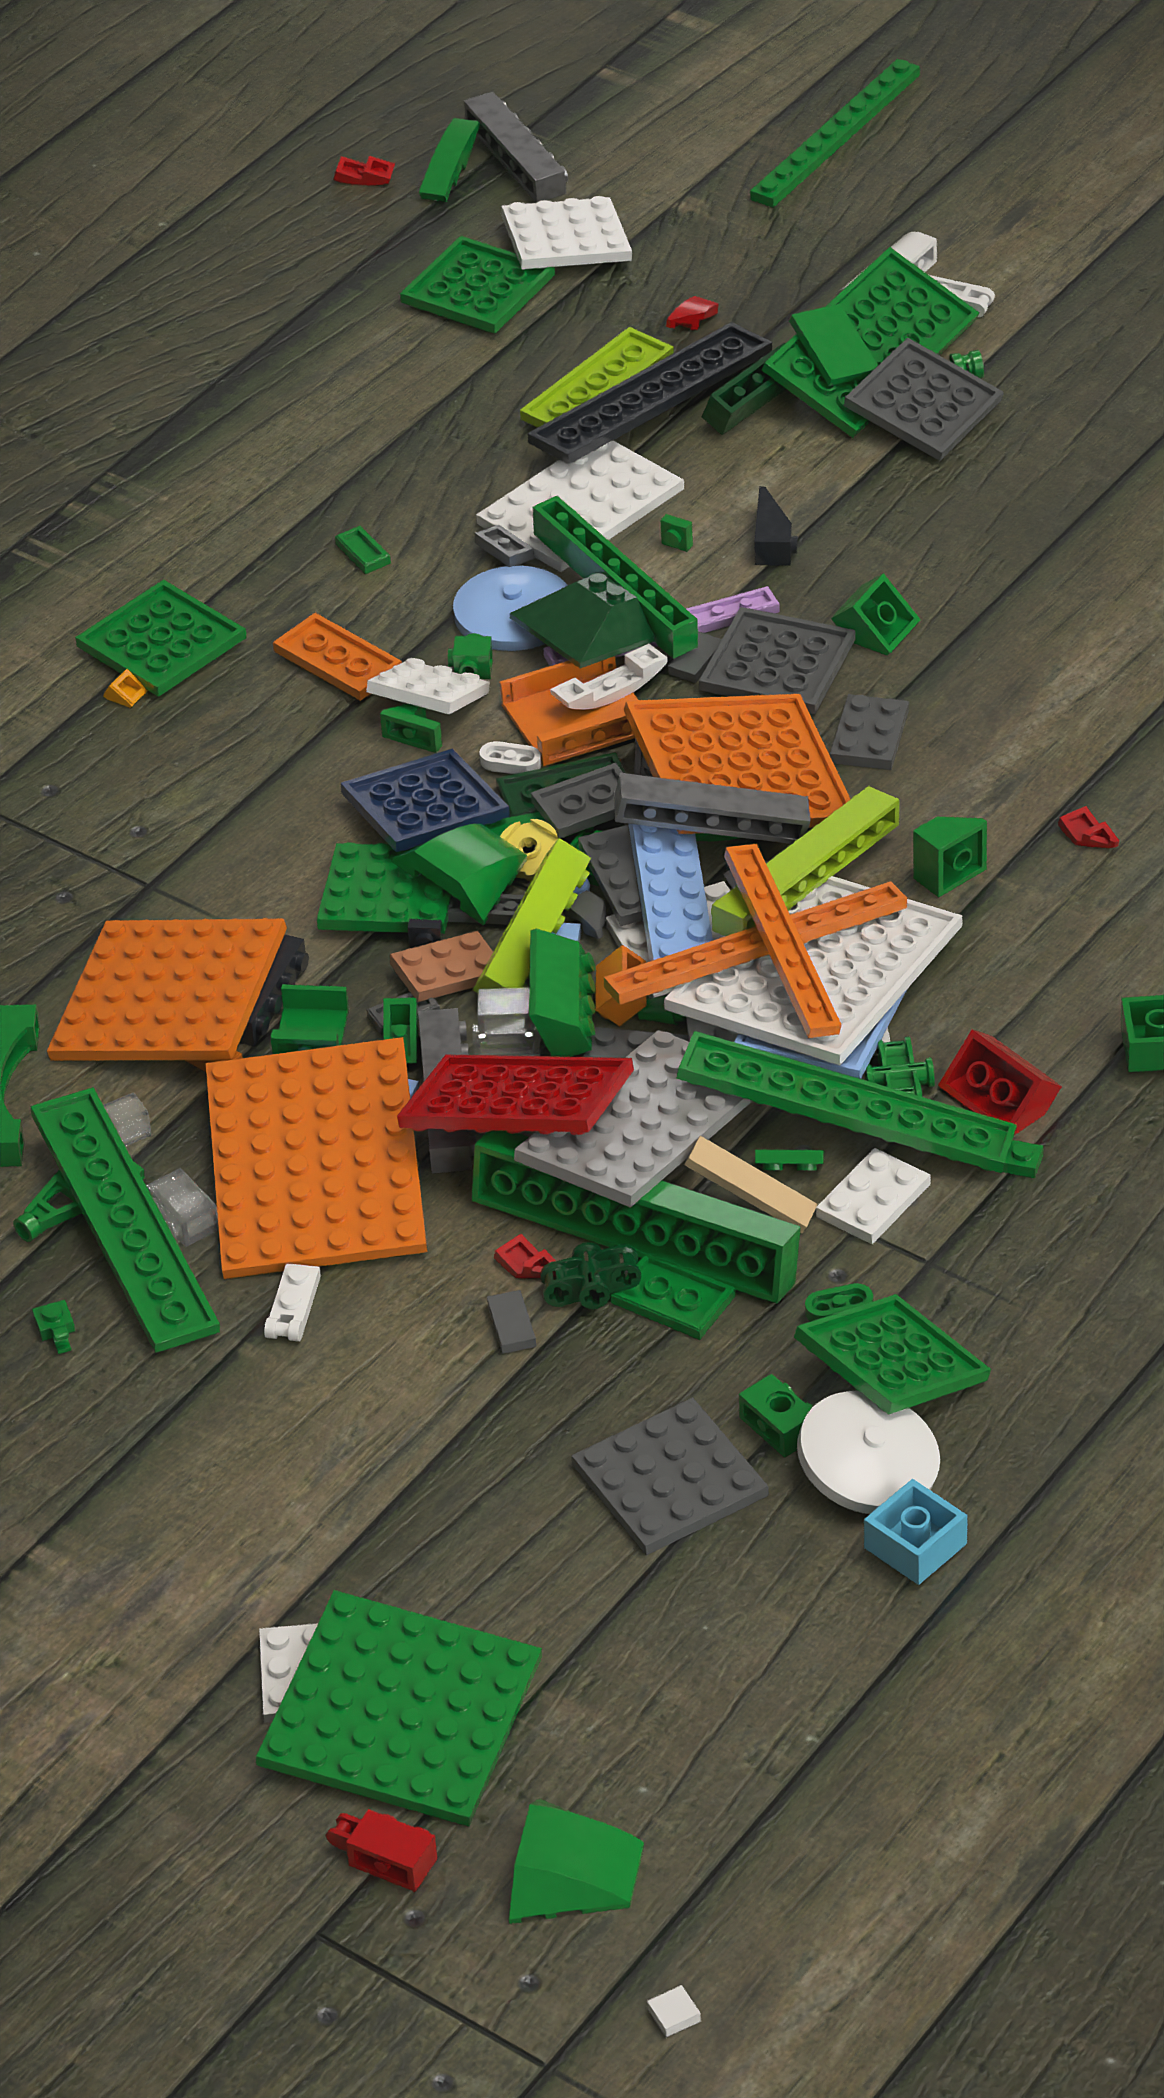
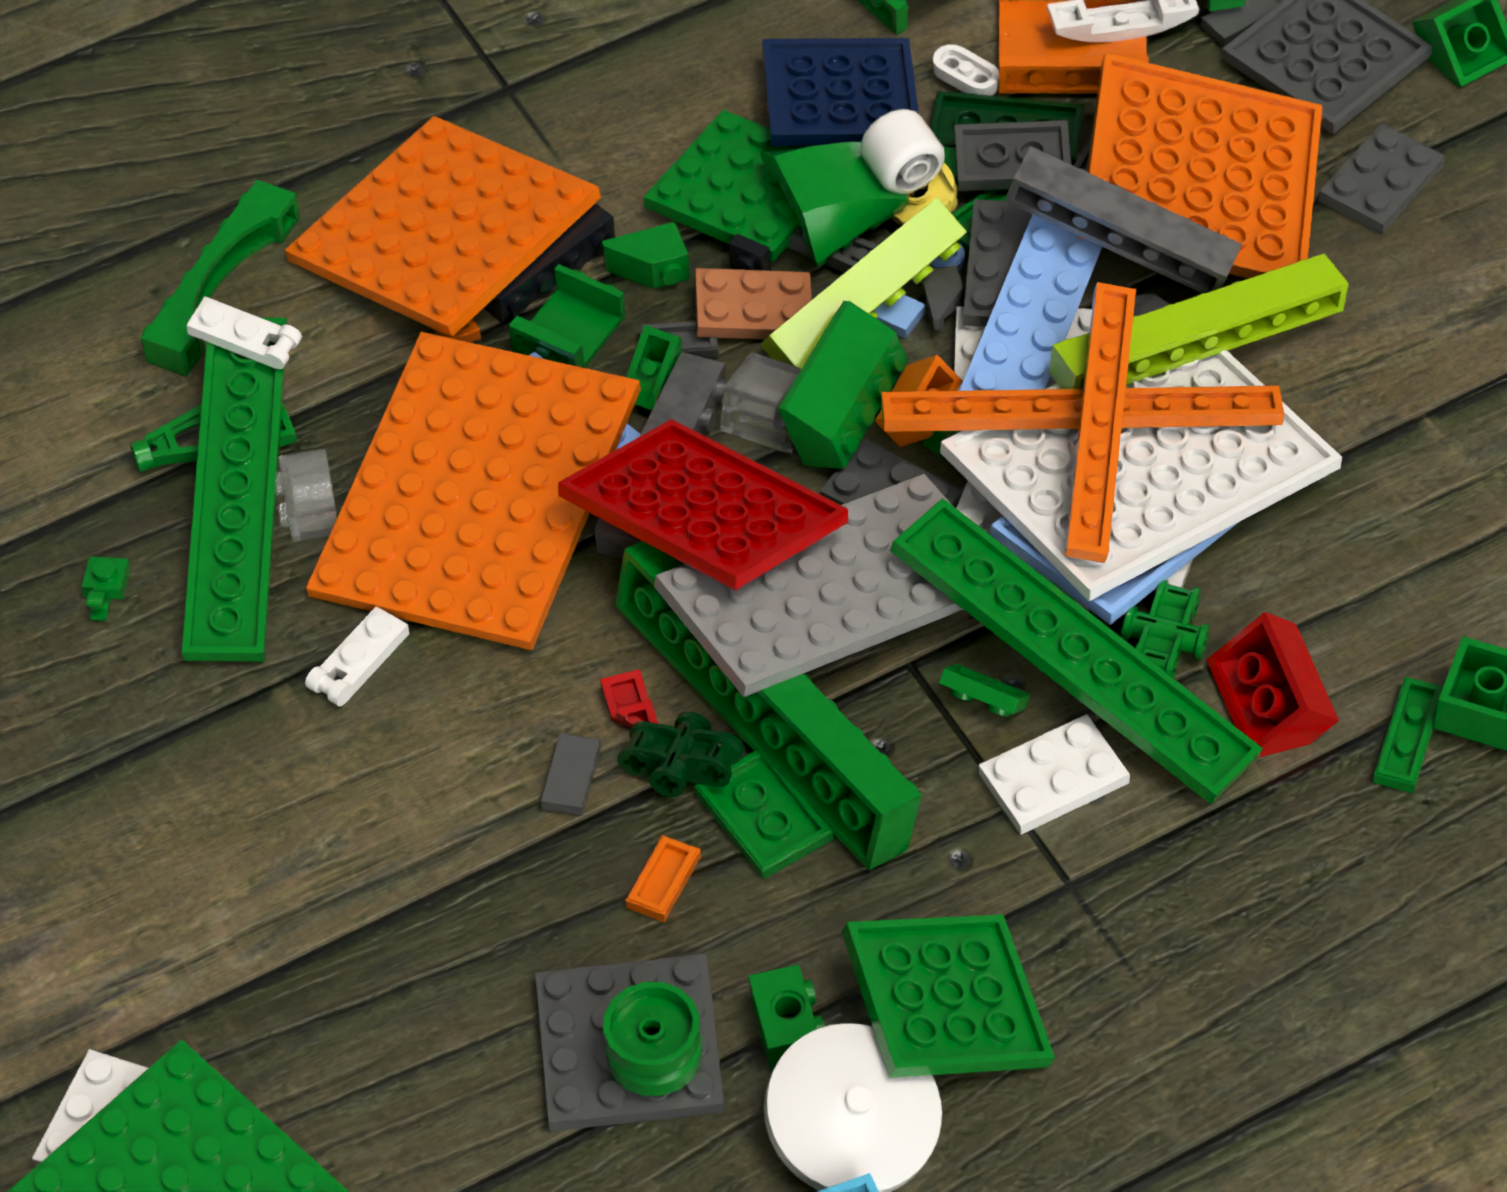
camera: 25 degrees right, 10 degrees up
(69, 1107) = (243, 333): none -> white plate
(129, 1118) = (312, 367): clear brick -> none
(345, 960) = (648, 256): none -> green slope
(509, 817) = (902, 151): none -> white head
(626, 1363) = (663, 878): none -> orange tile
(698, 1454) = (652, 1038): none -> green wheel
(750, 1183) = (913, 711): tan tile -> none
(836, 1299) = (934, 896): green plate -> none
(949, 852) = (1375, 369): green slope -> none
(1023, 1159) = (1250, 794): green plate -> none
(1113, 1082) = (1408, 735): none -> green tile

